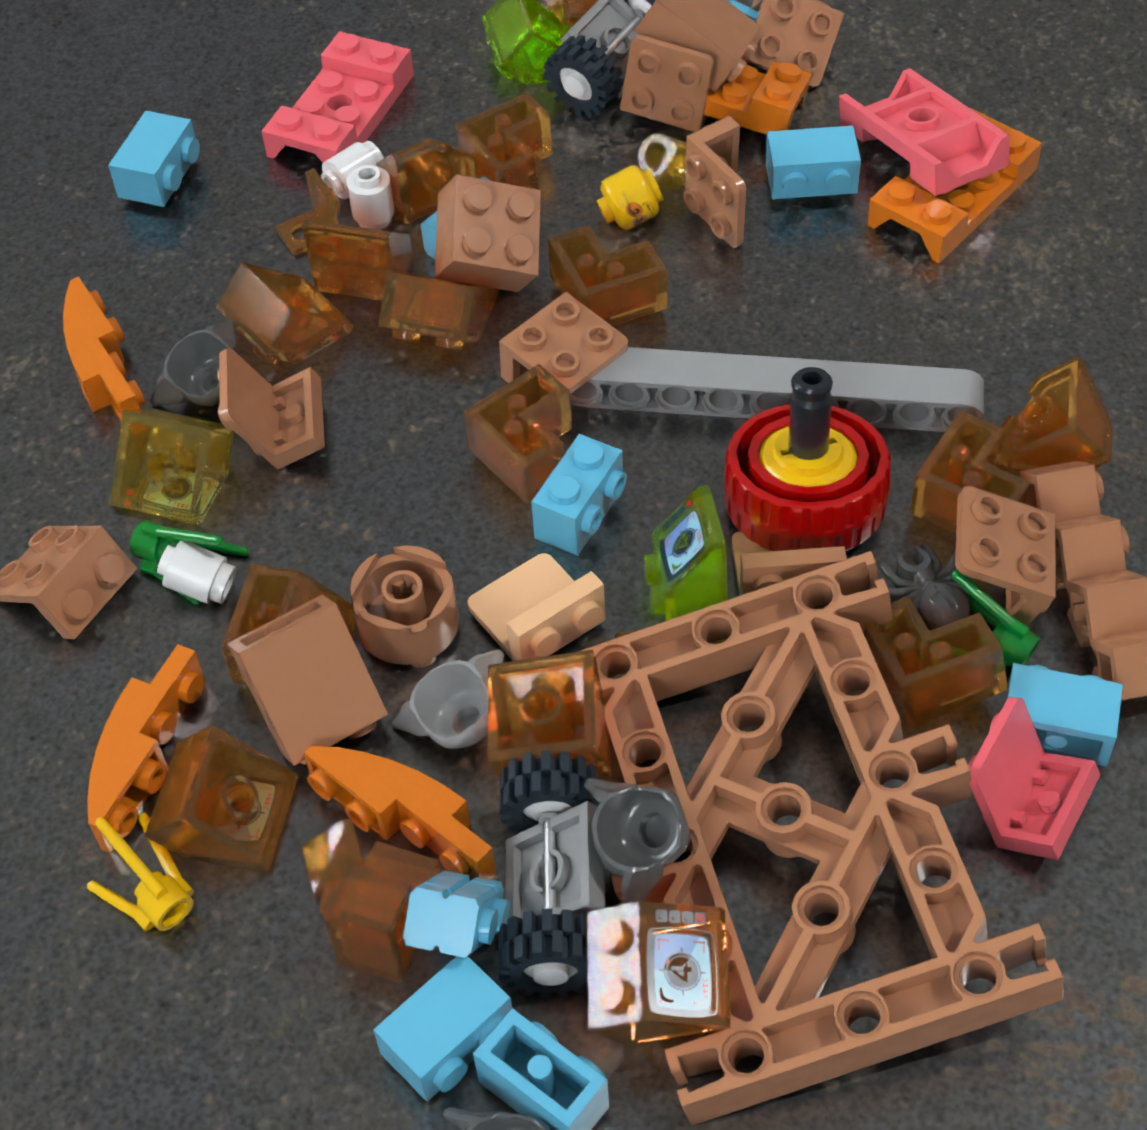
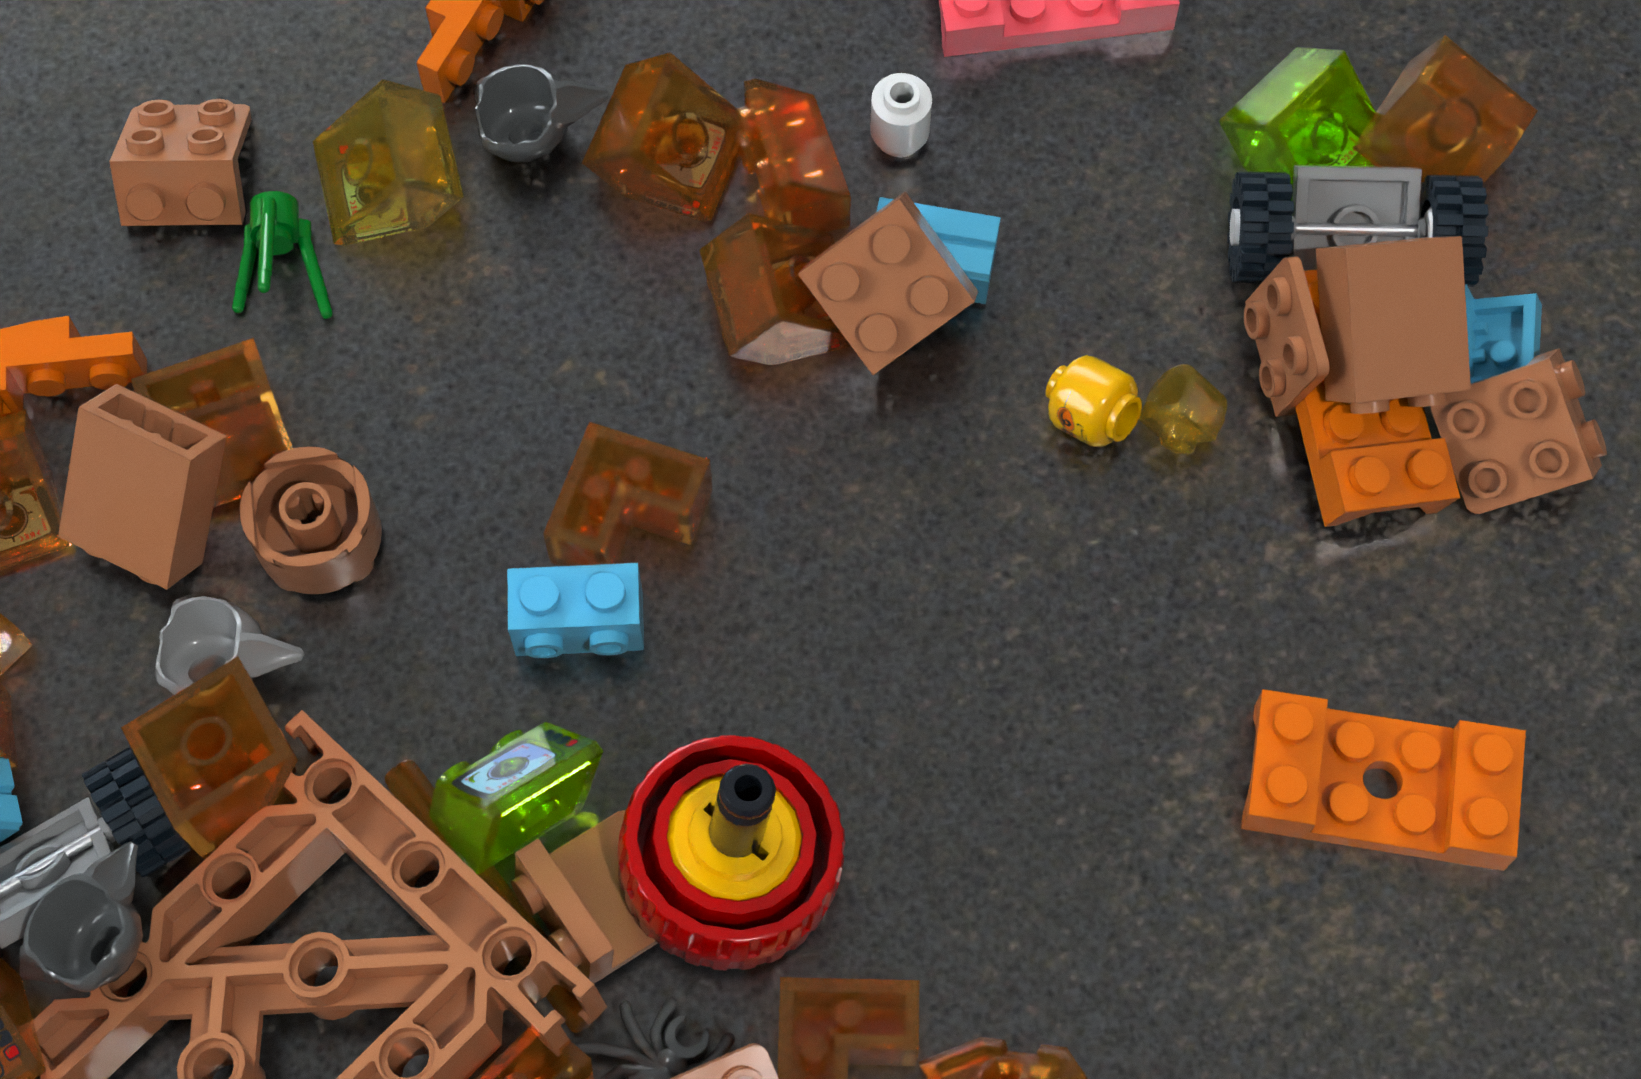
camera: 55 degrees right, 15 degrees up
(196, 572) = (238, 290): white brick -> none
(275, 420) = (501, 212): nougat bracket -> none
(324, 205) = (856, 74): clear orange bracket -> none
(342, 164) = (945, 64): white brick -> none
(395, 797) = (75, 656): orange slope -> none
(421, 173) = (969, 153): clear orange slope -> none
(508, 141) = (1069, 203): clear orange brick -> none
(538, 608) = (396, 657): light nougat bracket -> none
(564, 341) = (776, 468): nougat bracket -> none
(611, 284) = (907, 456): clear orange brick -> none
(713, 179) = (1181, 464): nougat bracket -> none
(750, 384) = (881, 747): light grey beam -> none
(812, 162) = (1289, 585): medium azure brick -> none
(932, 132) = (1413, 746): coral piece -> none

